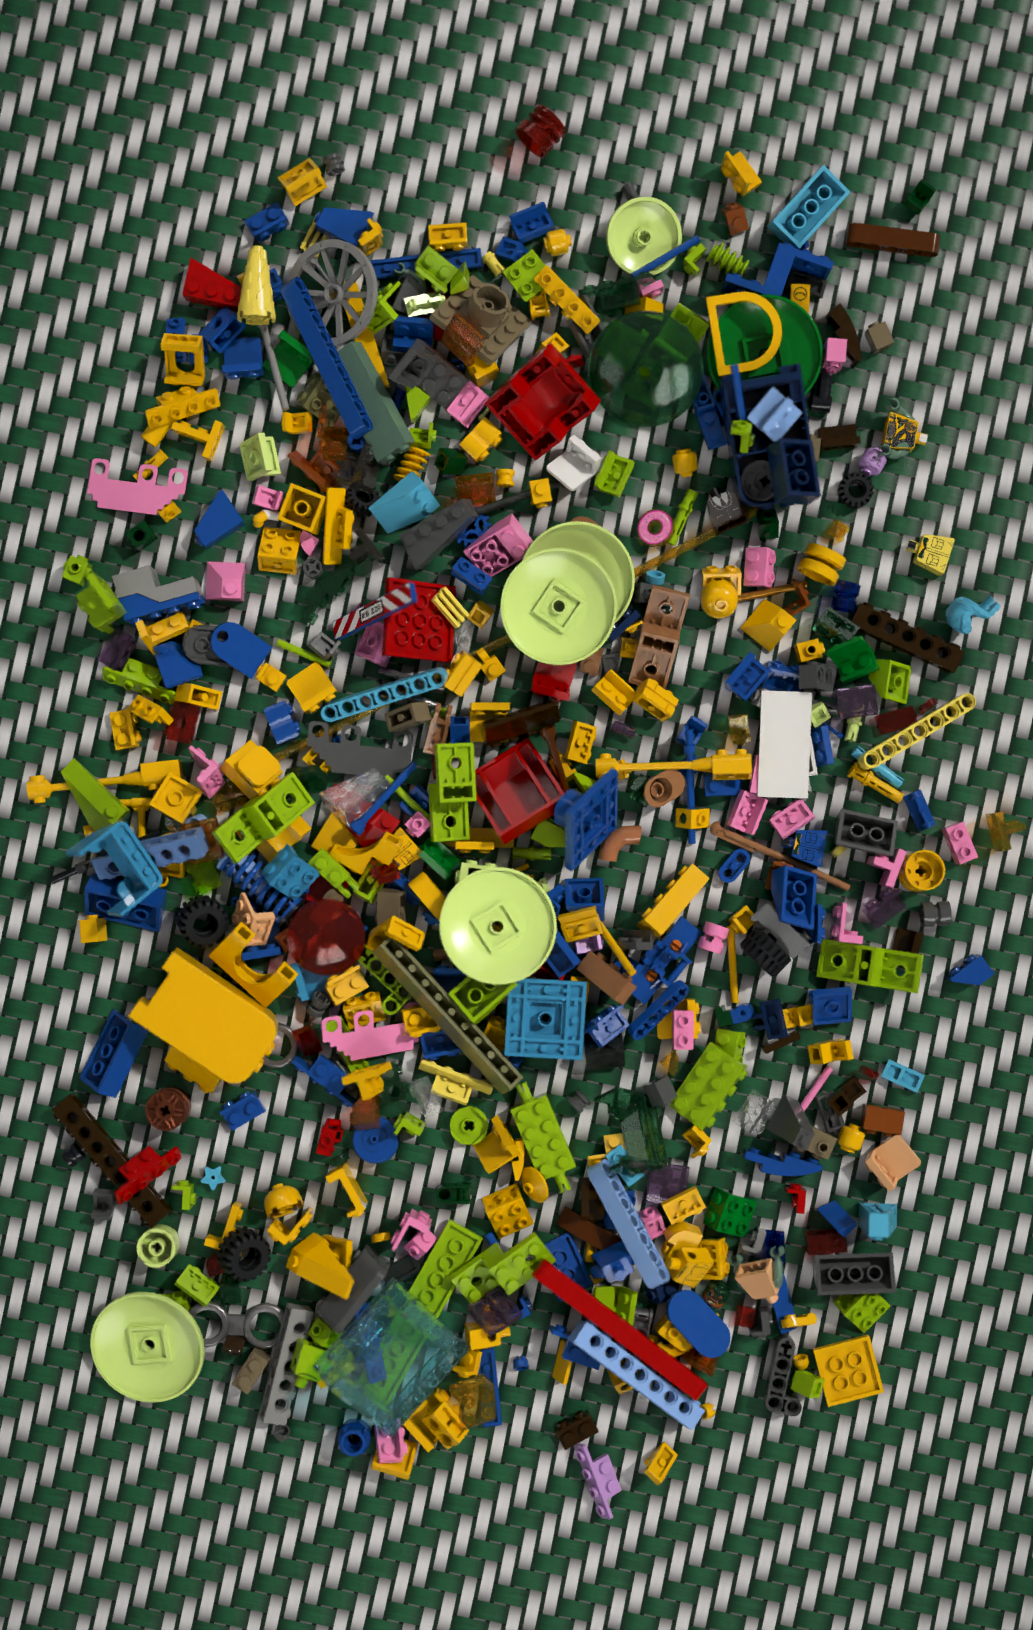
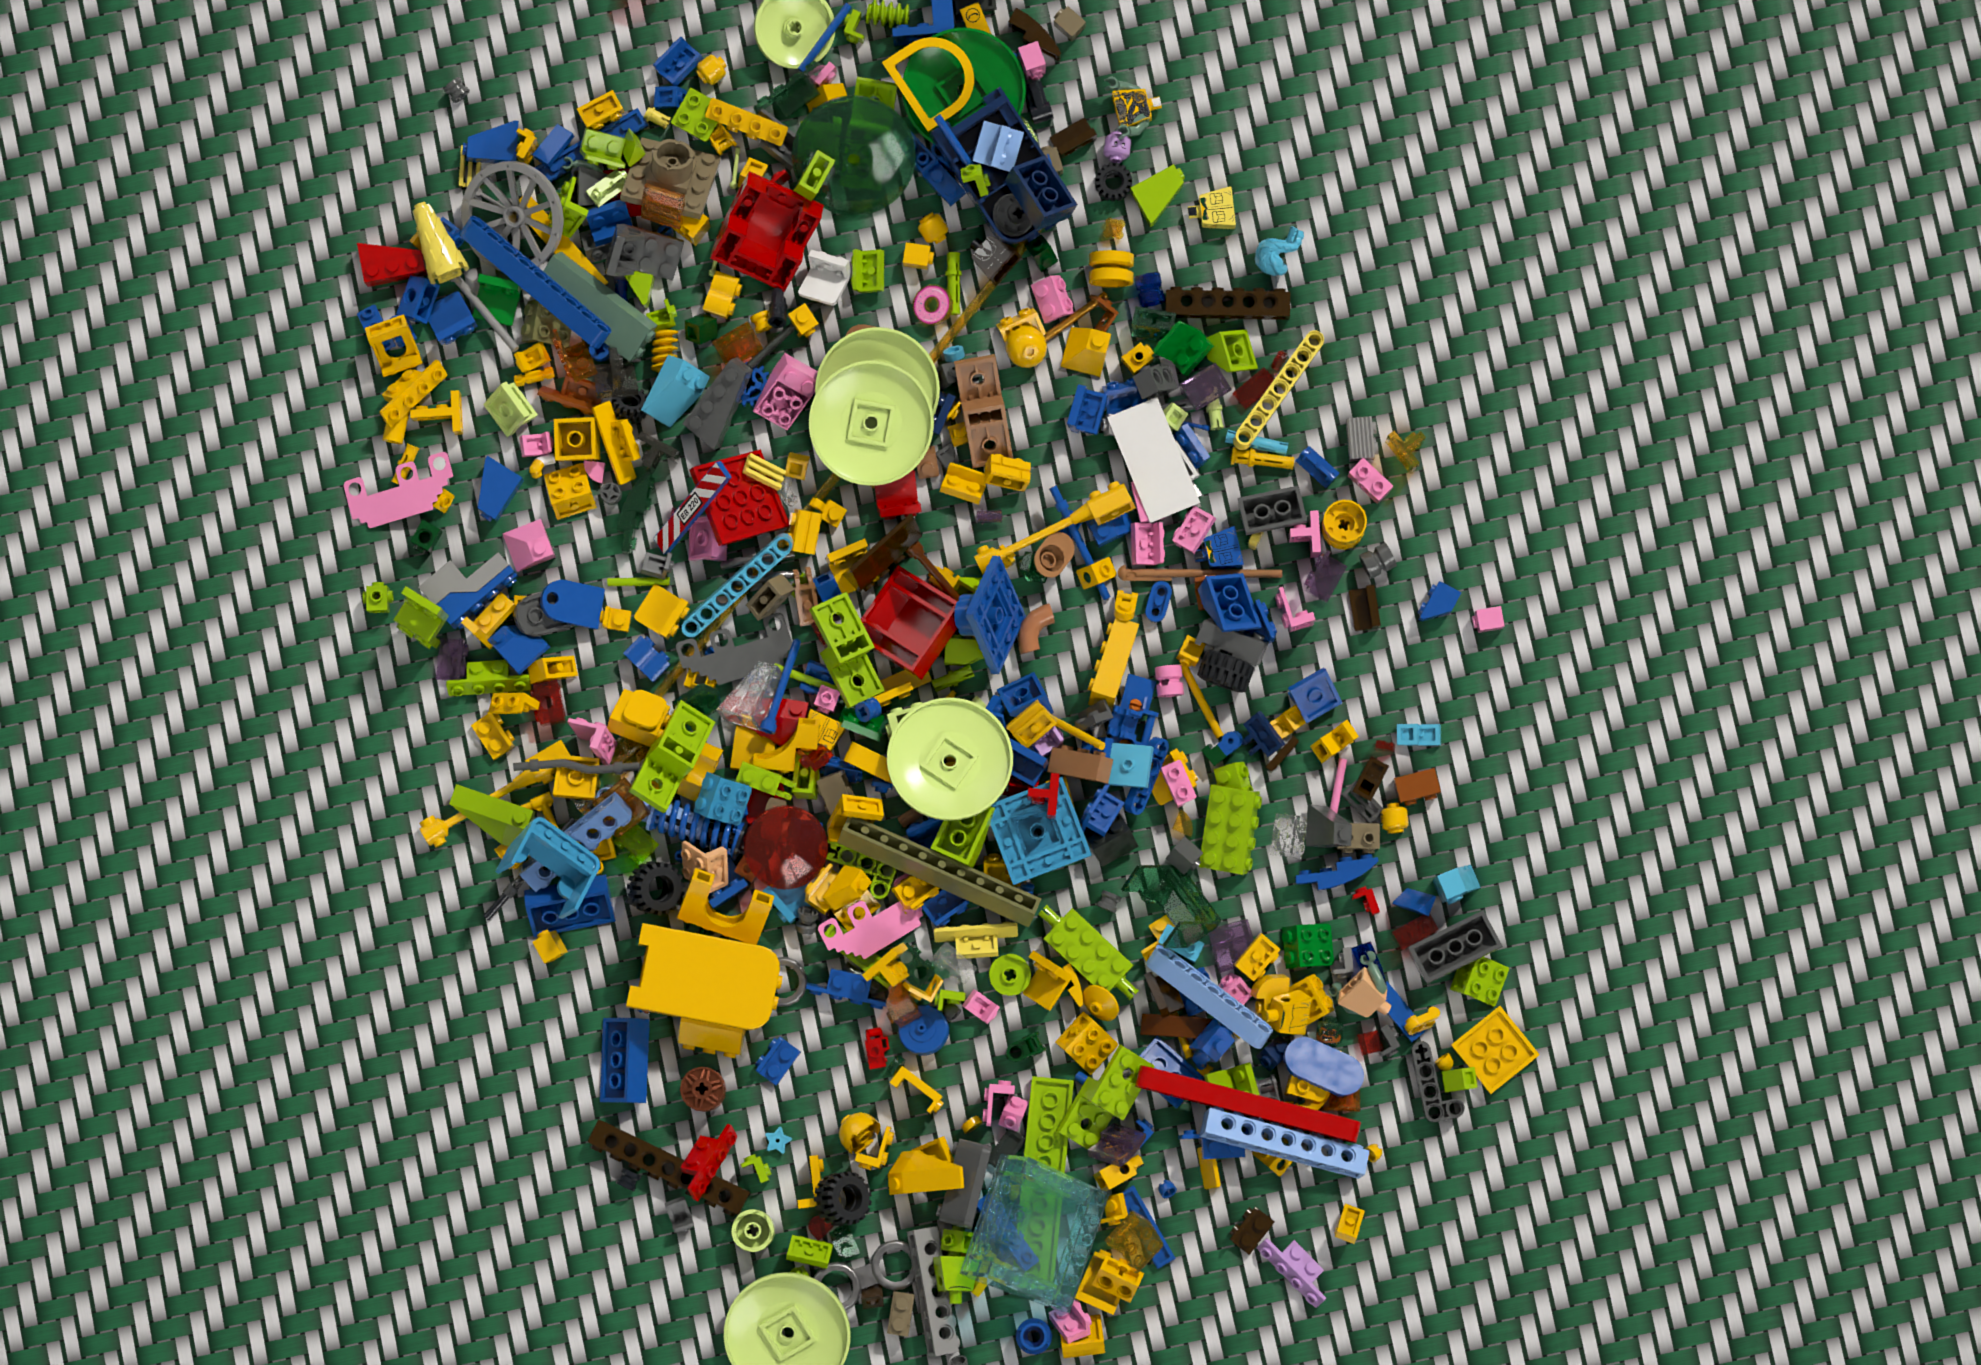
camera: 20 degrees left, 5 degrees down
(213, 806) = (534, 766): none -> dark grey bar
(267, 222) = (415, 175): blue bracket -> none
(292, 439) = (534, 376): none -> yellow axle
(302, 181) = (433, 120): yellow bracket -> none
(307, 1039) = (812, 960): clear red slope -> none
(363, 993) = (846, 887): none -> yellow slope
(390, 1114) = (929, 994): none -> yellow bracket
(394, 248) = (553, 145): none -> blue tile
(433, 1142) = (981, 1006): none -> bright pink bracket
(447, 850) = (868, 709): none -> blue wheel
(467, 404) = (692, 266): bright pink plate -> none
(471, 576) = (771, 432): blue bracket -> none
(522, 473) = (777, 309): none -> black hinge
(532, 350) = (733, 185): none -> yellowish green hinge
(569, 996) = (1038, 796): none -> red bracket
(580, 742) = (952, 547): yellow bracket -> none
(604, 371) = (814, 175): none -> lime slope
(649, 996) = (1130, 765): none -> medium azure plate
(661, 480) = (917, 256): none -> yellow brick
(698, 728) = (1062, 481): blue bracket -> none
(698, 1140) = (1243, 887): yellow bracket -> none
(703, 861) = (1125, 605): none -> yellow plate
(739, 729) = (1103, 465): clear yellow bracket -> none
(870, 965) = (1335, 639): lime bracket -> none
(888, 516) = (1157, 192): none -> lime slope
(892, 1161) = (1444, 822): light nougat bracket -> none
(967, 803) = (1360, 438): none -> light grey brick
(1006, 1005) = (1488, 619): none -> bright pink brick

